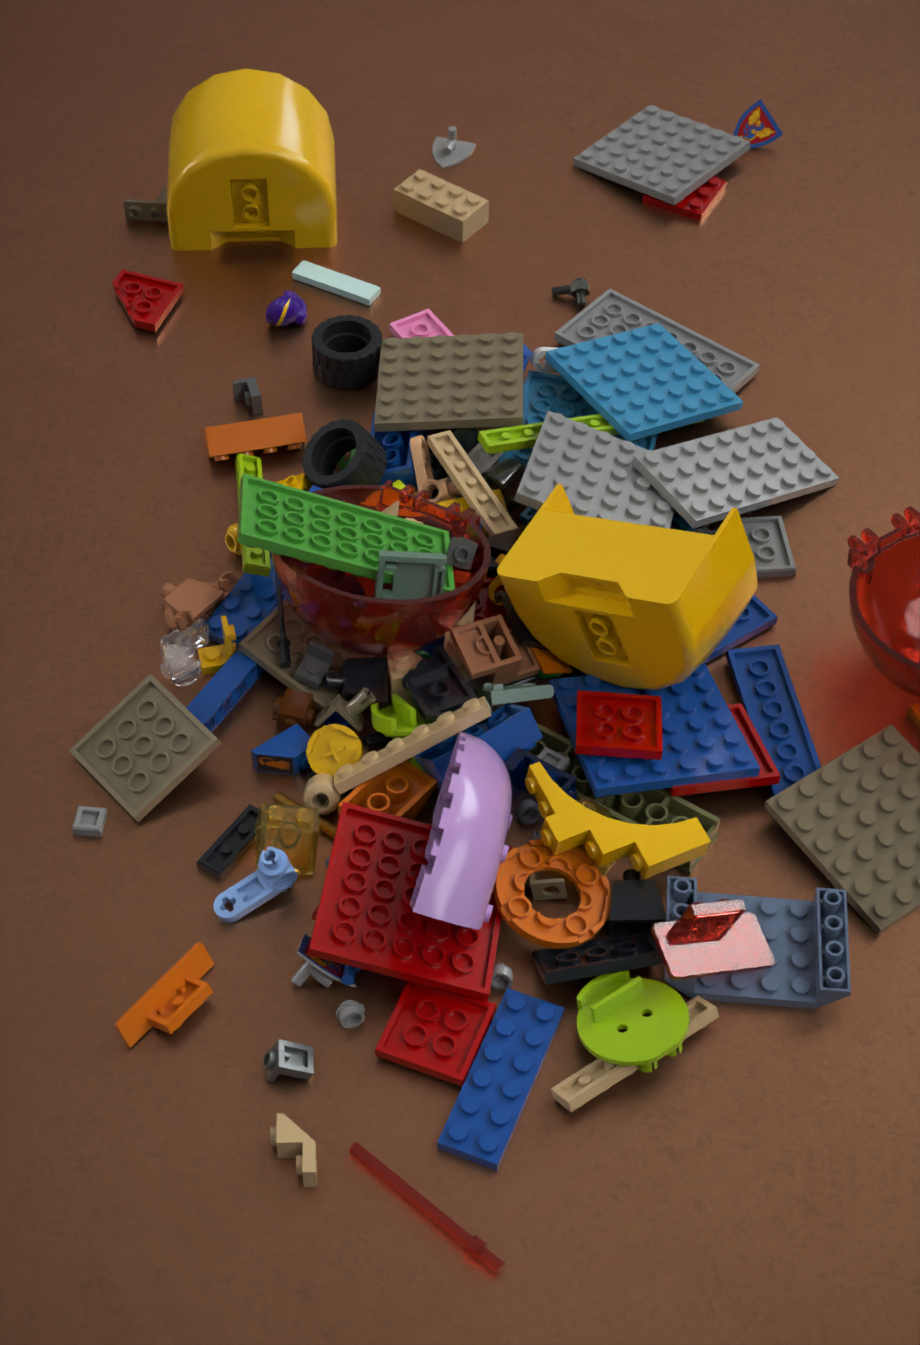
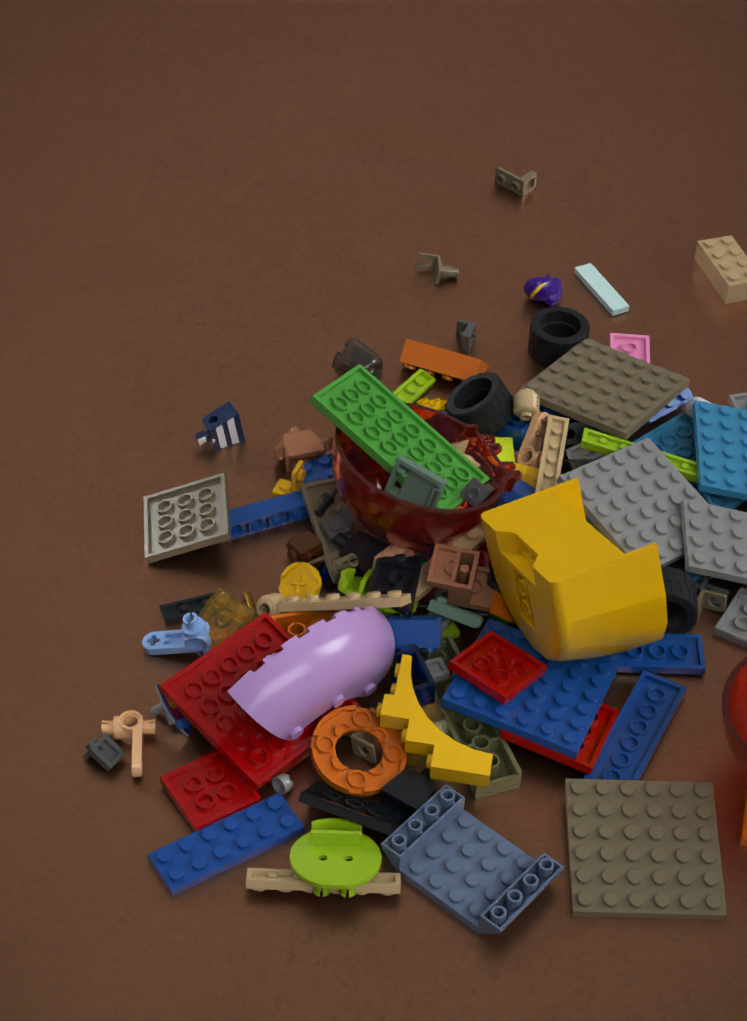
camera: 35 degrees right, 5 degrees down
(89, 626) = (221, 428): none -> dark blue torso
(89, 821) = (119, 546): light grey tile -> none
(146, 298) = (457, 239): red plate -> none
(154, 336) = (436, 266): none -> dark tan bracket
(170, 998) = (68, 673): orange bracket -> none
(174, 481) = (355, 354): none -> clear smoke cylinder
(179, 653) = (263, 474): clear head -> none
(251, 164) = (598, 178): yellow piece -> none
(283, 753) = (269, 568): blue slope -> none
(295, 1143) = (59, 800): tan slope -> none
(307, 1021) = (131, 729): none -> light nougat piece
(350, 1014) = (167, 748): light grey plate -> none
(394, 436) = (526, 404): none -> tan head
(474, 1245) = (112, 926): clear red bar -> none
(712, 941) = (431, 839): clear red bracket -> none

